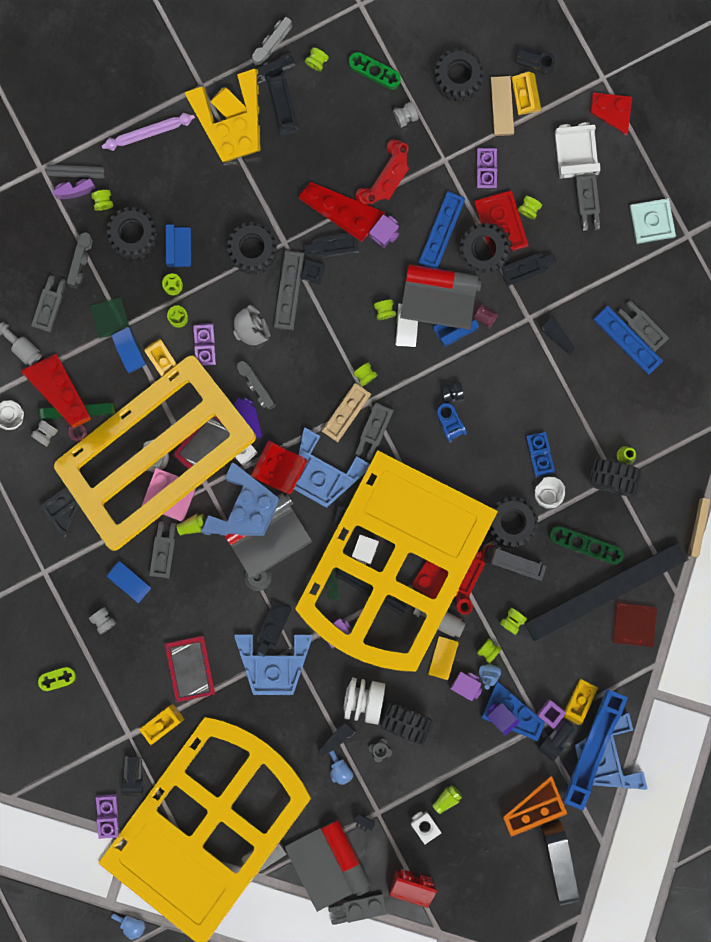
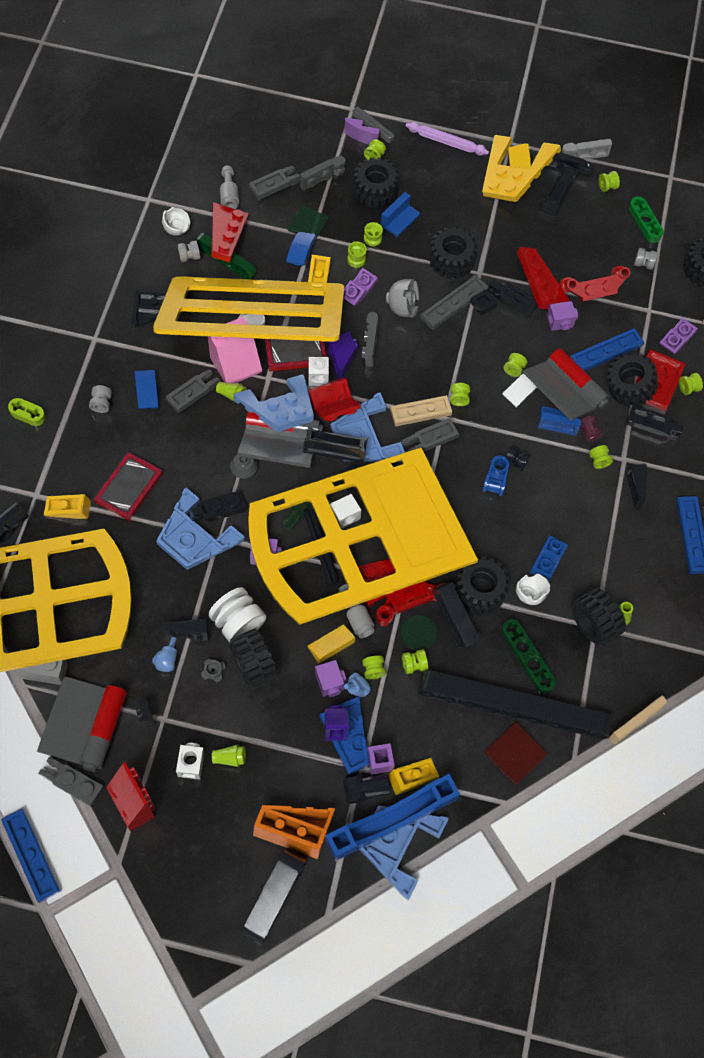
camera: 40 degrees right, 20 degrees down
(72, 435) = (212, 265): clear pink bush -> none
(315, 507) = (335, 445): none -> black container
(495, 594) = (418, 632): none -> clear green piece
(512, 335) = (601, 457): none -> lime wheel

